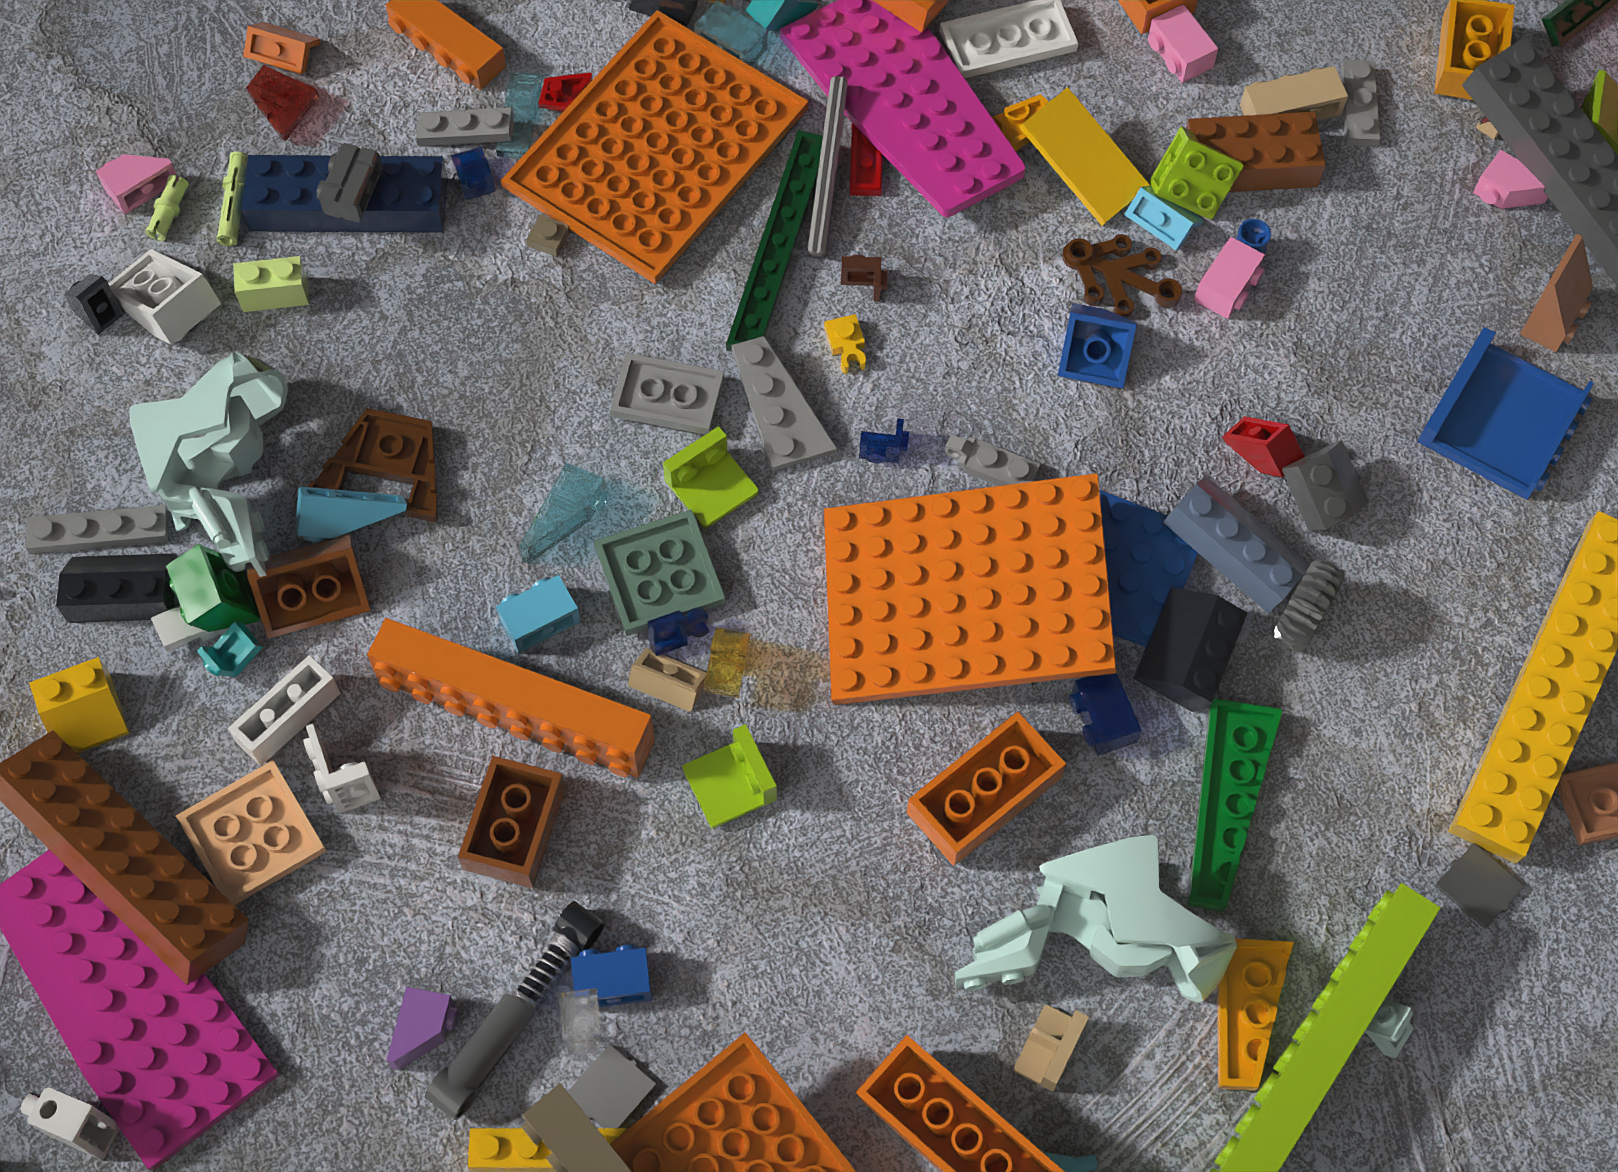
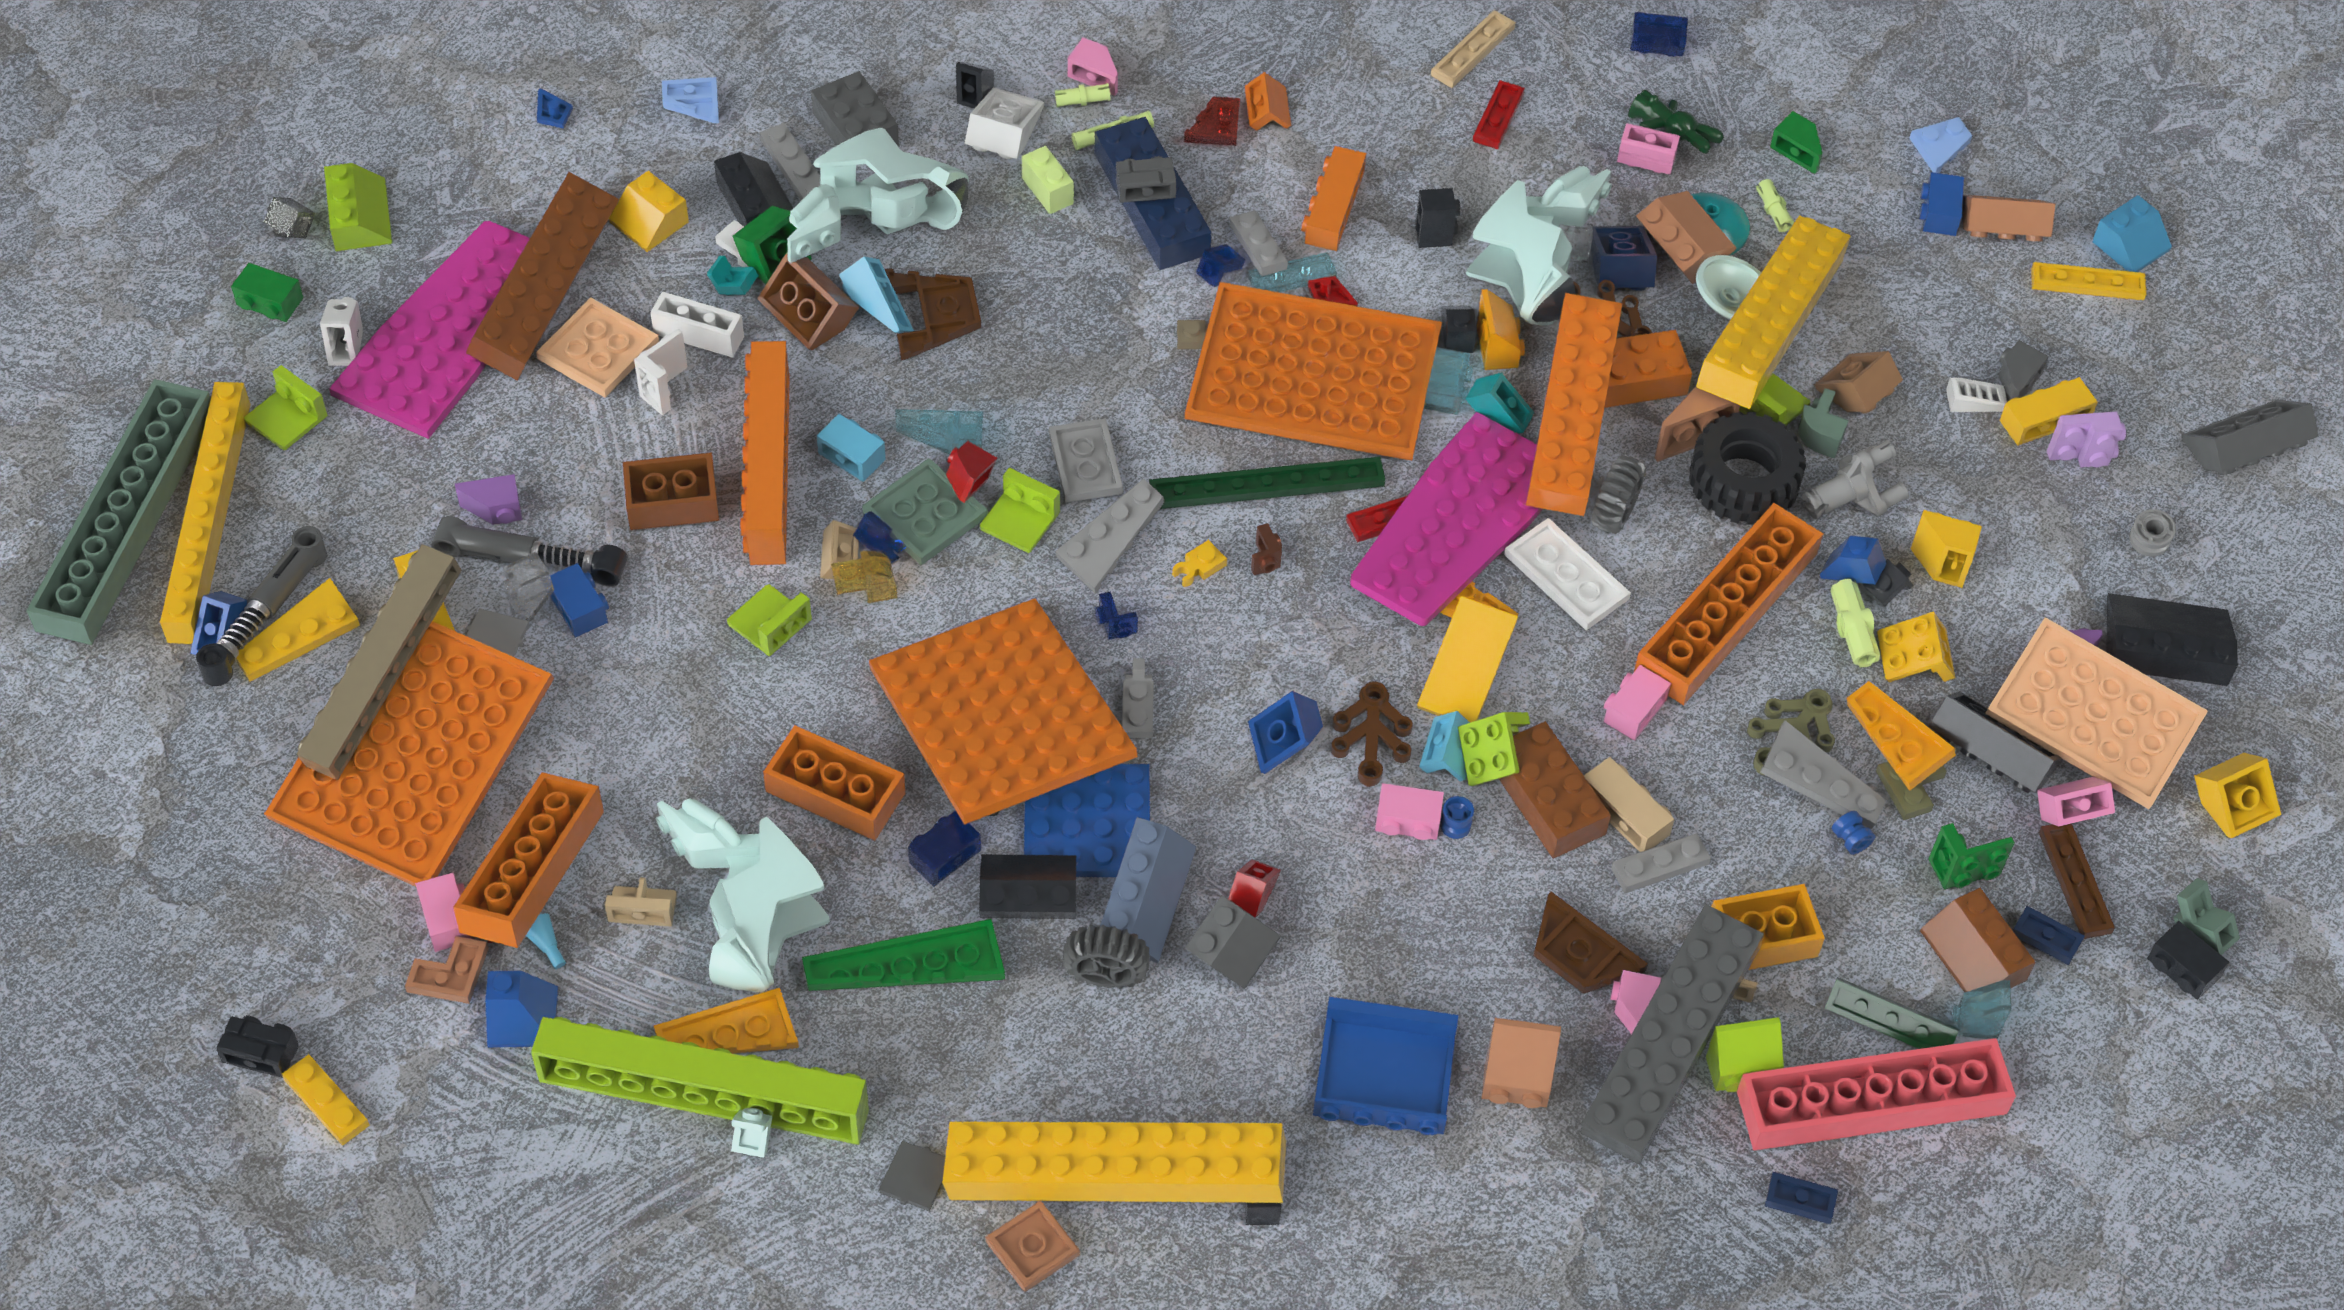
camera: 65 degrees right, 10 degrees down
(68, 440) = (851, 108): none -> dark grey brick
(637, 506) = (969, 469): none -> red slope
(827, 166) = (1354, 487): light grey axle -> none
(1432, 203) = (1581, 949): none -> reddish brown wing

